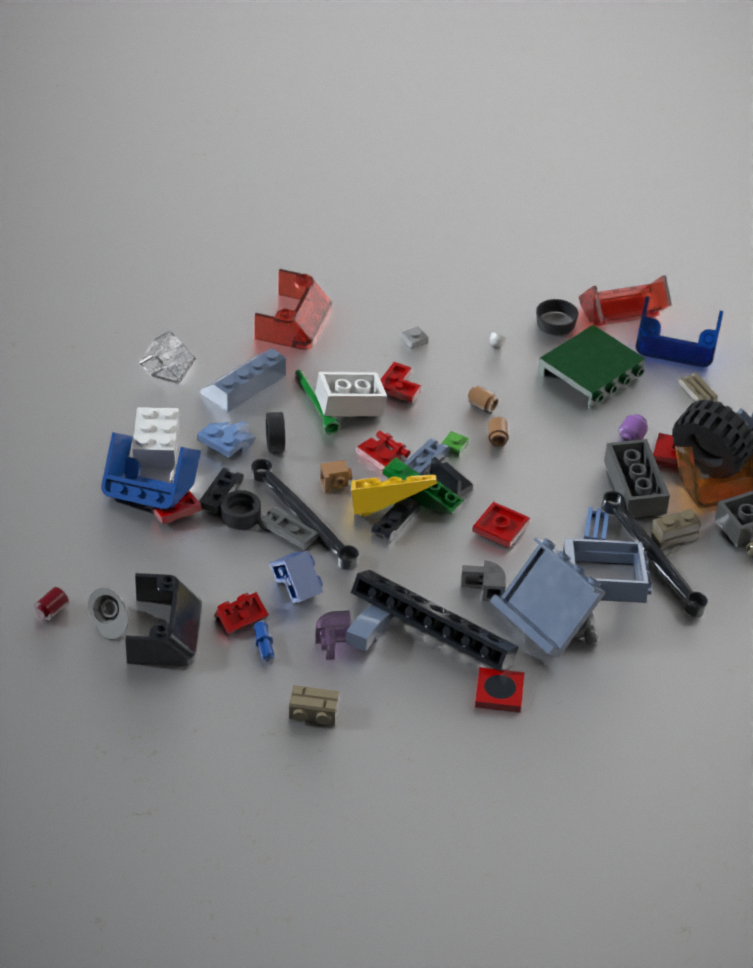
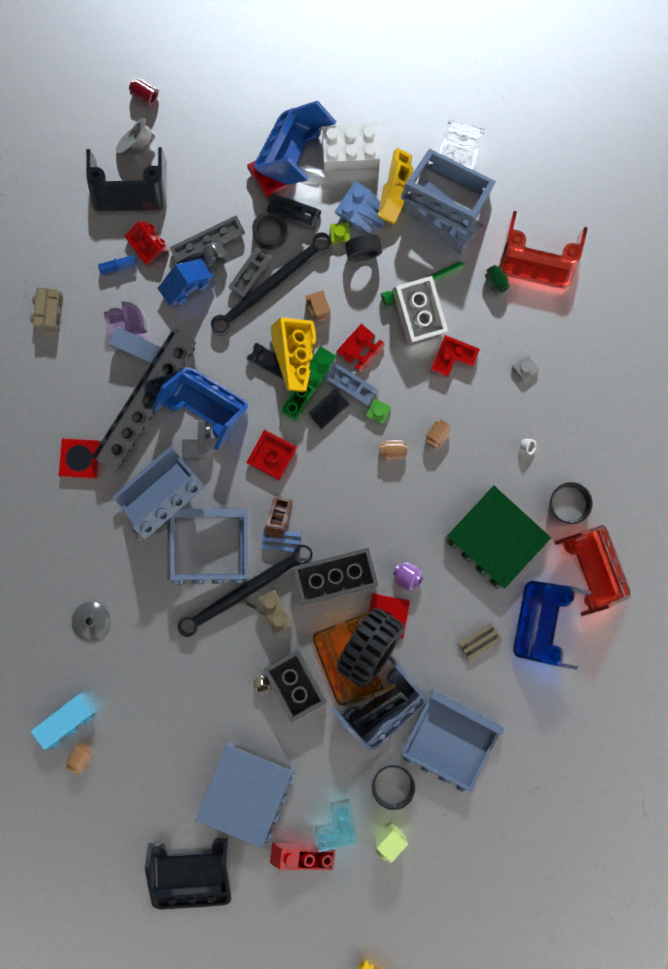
camera: 90 degrees right, 40 degrees up
(211, 404) = (398, 176): none -> yellow slope
(248, 456) = (339, 233): none -> lime plate
(250, 347) = (439, 205): none -> sand blue window
(250, 558) = (209, 243): none -> dark grey plate
(319, 345) = (497, 279): none -> dark green brick
(444, 563) = (205, 399): none -> blue windscreen
(572, 521) = (276, 528): none -> reddish brown slope
(693, 691) = (100, 618): none -> dark grey dish

